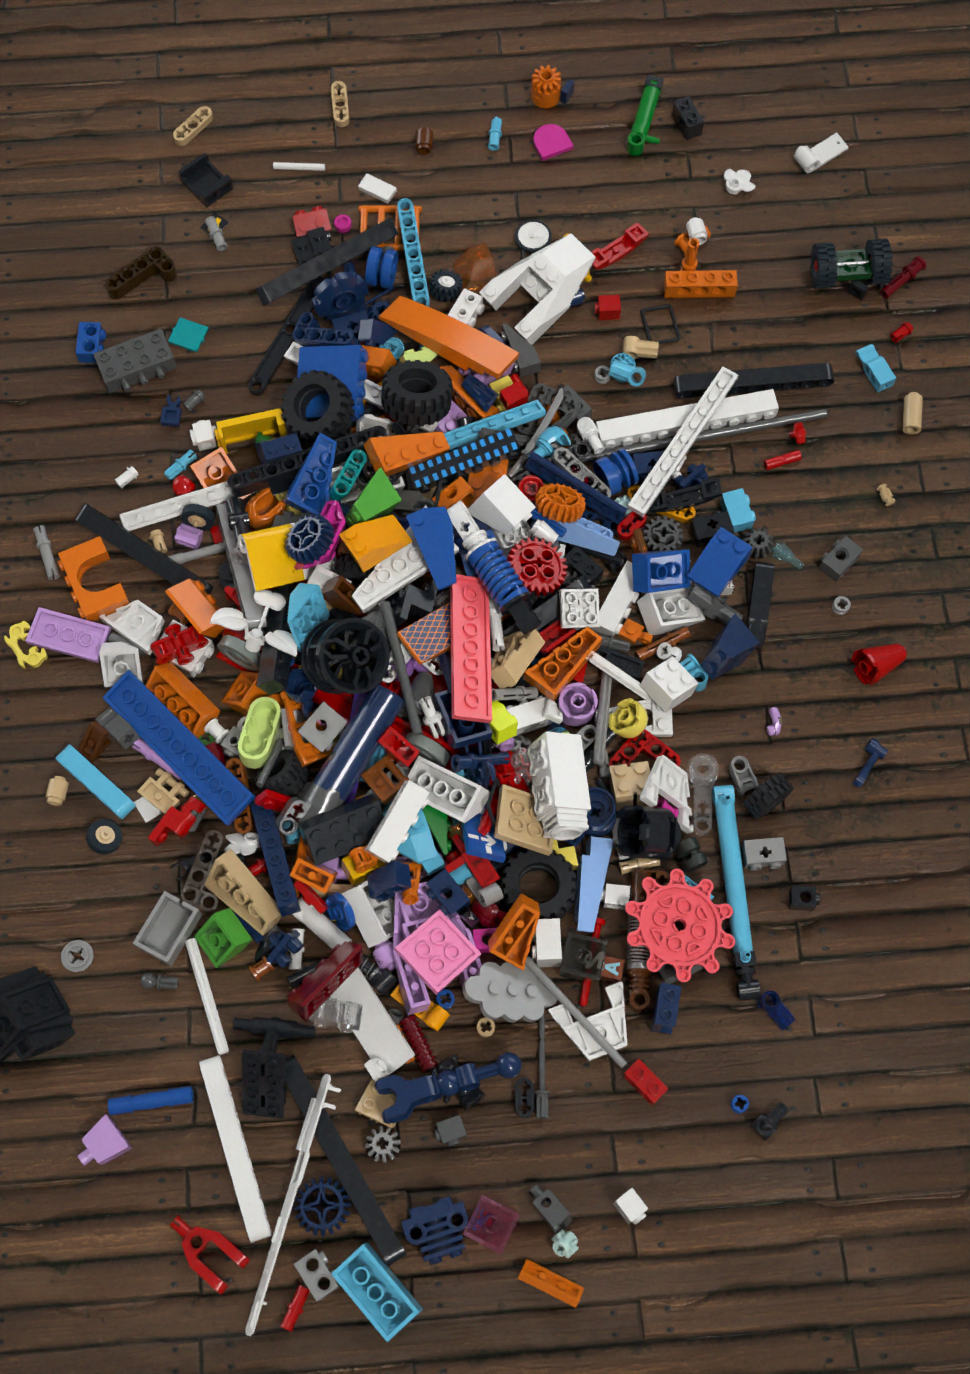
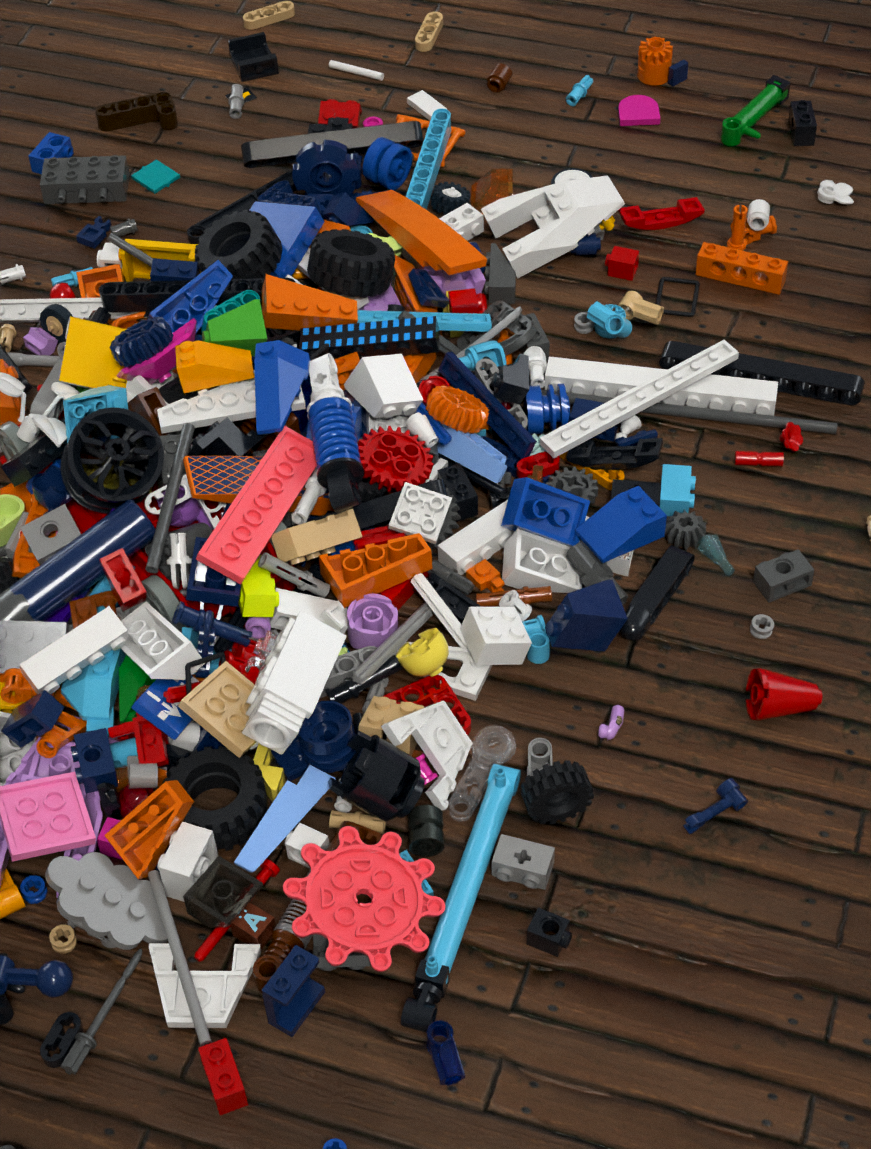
camera: 25 degrees right, 20 degrees down
(233, 433) = (130, 249): none -> dark grey bar
(591, 463) = (512, 381): none -> black arch

